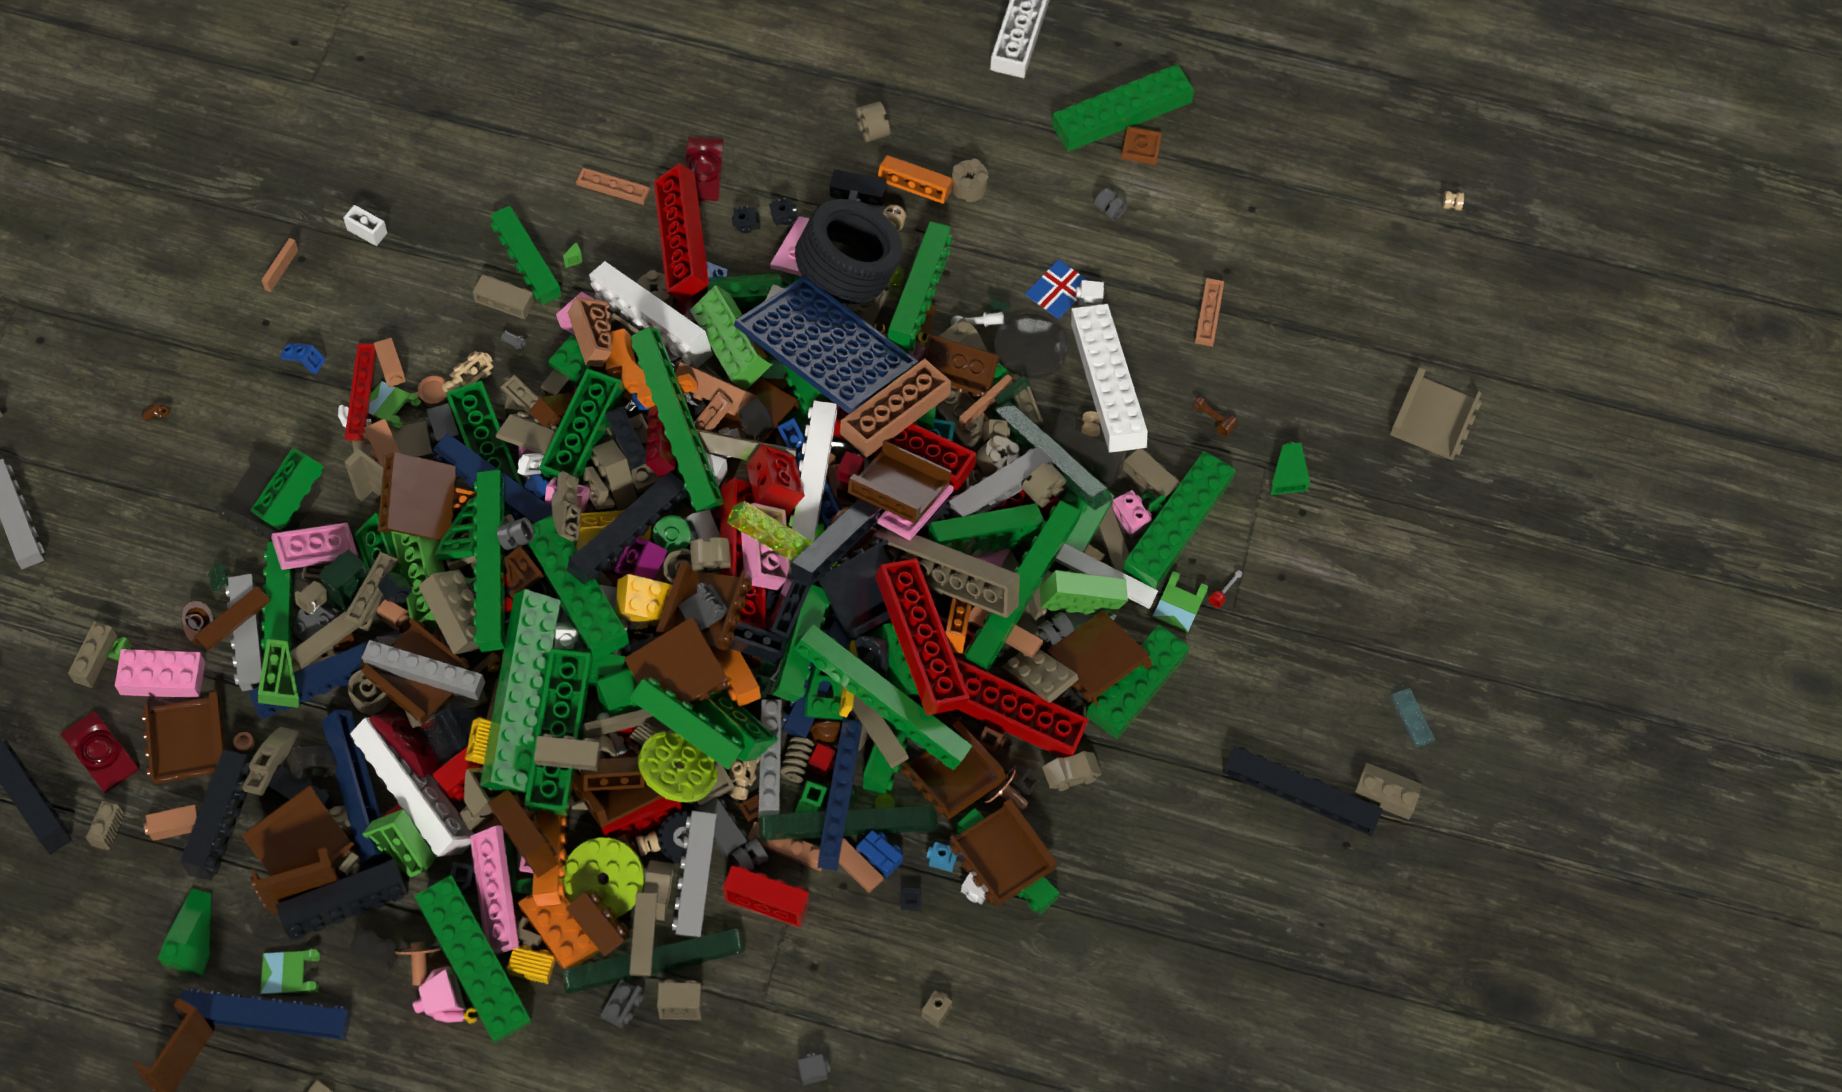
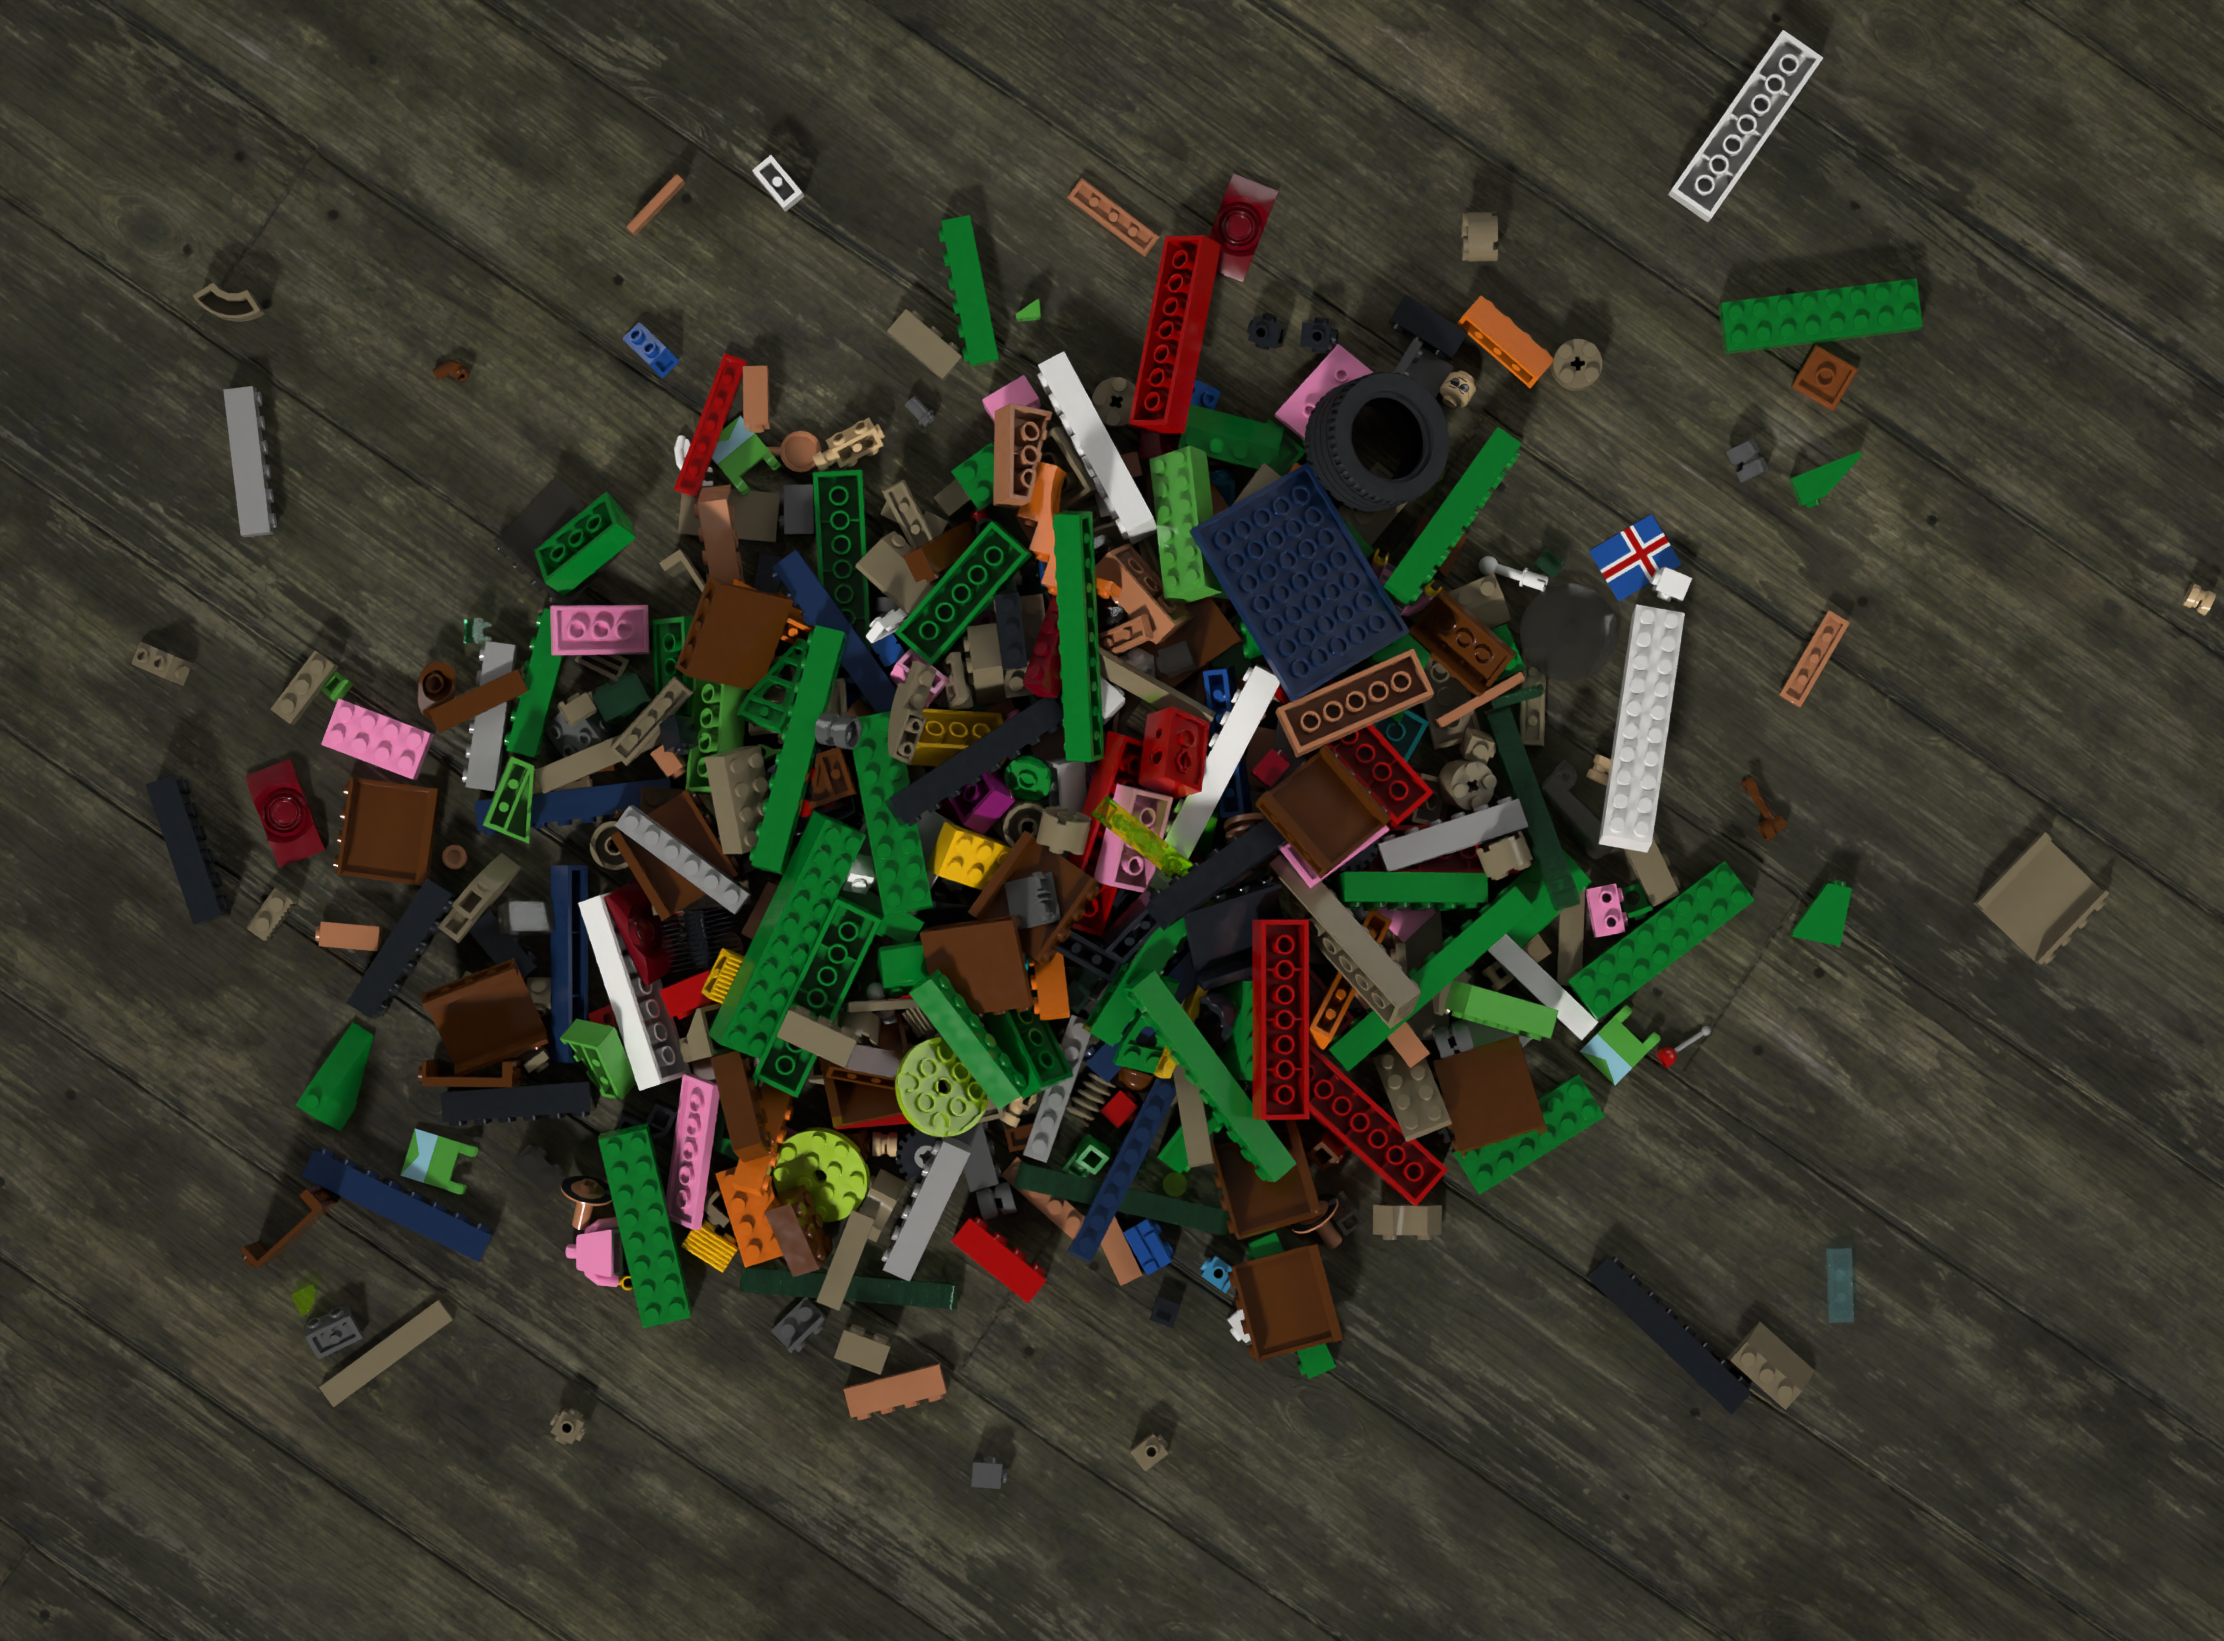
camera: 25 degrees right, 25 degrees up
(716, 1028) = (895, 1390): none -> nougat brick
(1163, 205) = (1820, 481): none -> green slope

